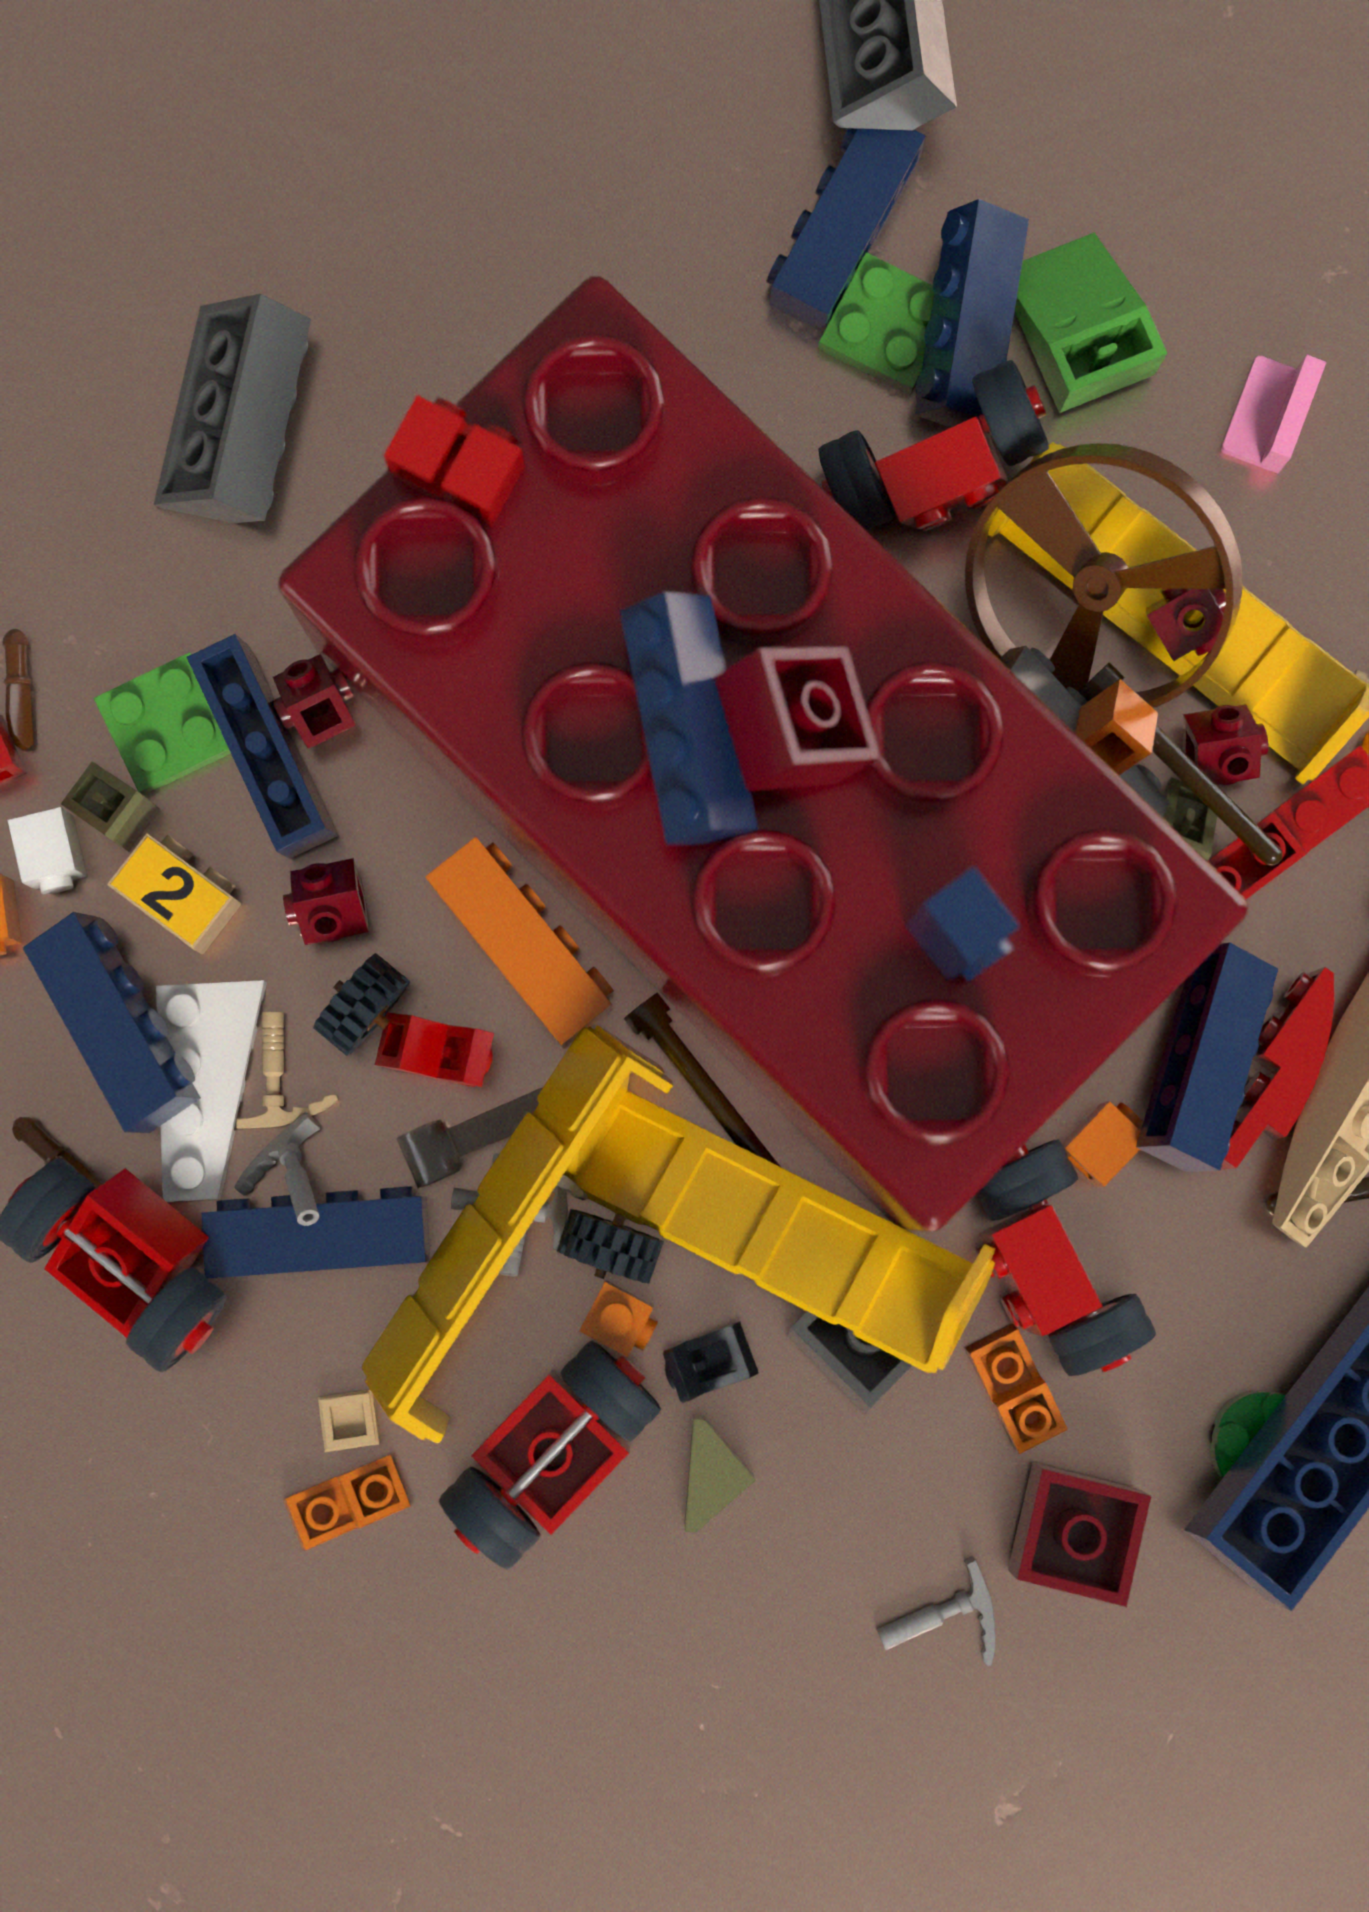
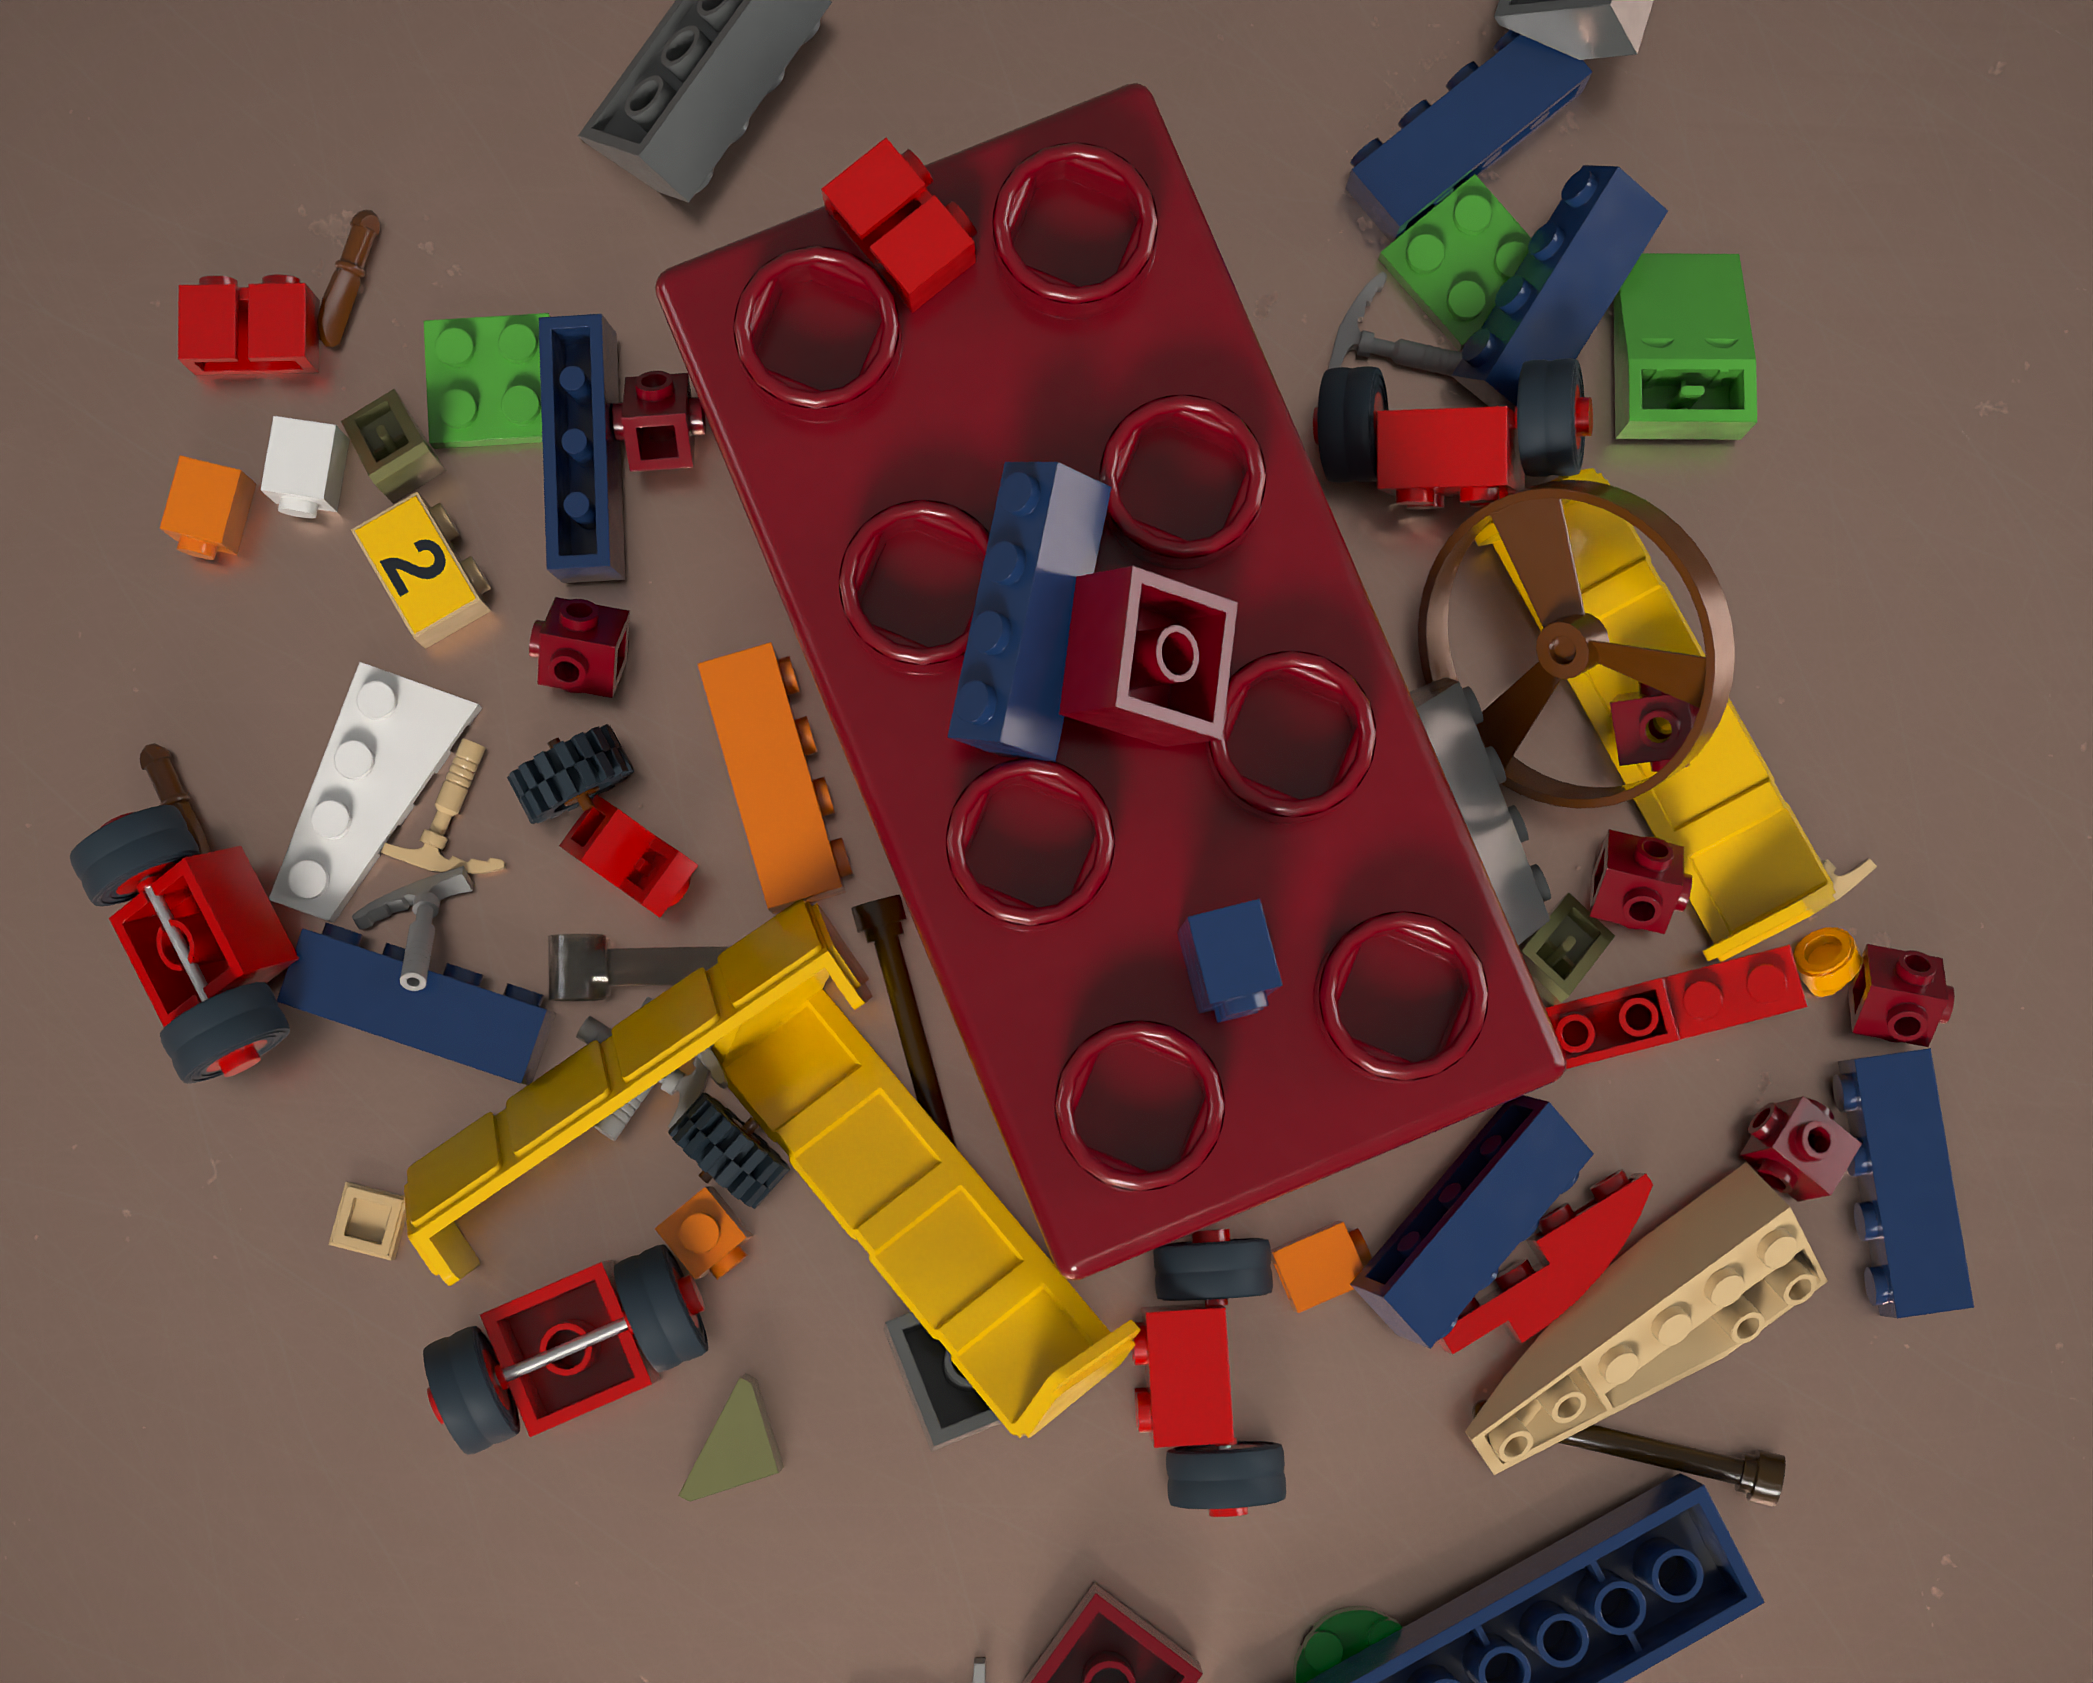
camera: 25 degrees right, 0 degrees up
(112, 1022) = (294, 682): dark blue brick -> none
(346, 1502) = (329, 1309): orange slope -> none
(709, 1362) = (784, 1323): black bracket -> none
(867, 412) = (1402, 351): none -> light grey piece
(1016, 1388) = (1110, 1494): orange slope -> none
(1118, 726) = (1517, 815): orange brick -> none
(1197, 780) = (1533, 771): dark brown piece -> none
(1272, 411) = (1853, 533): bright pink panel -> none

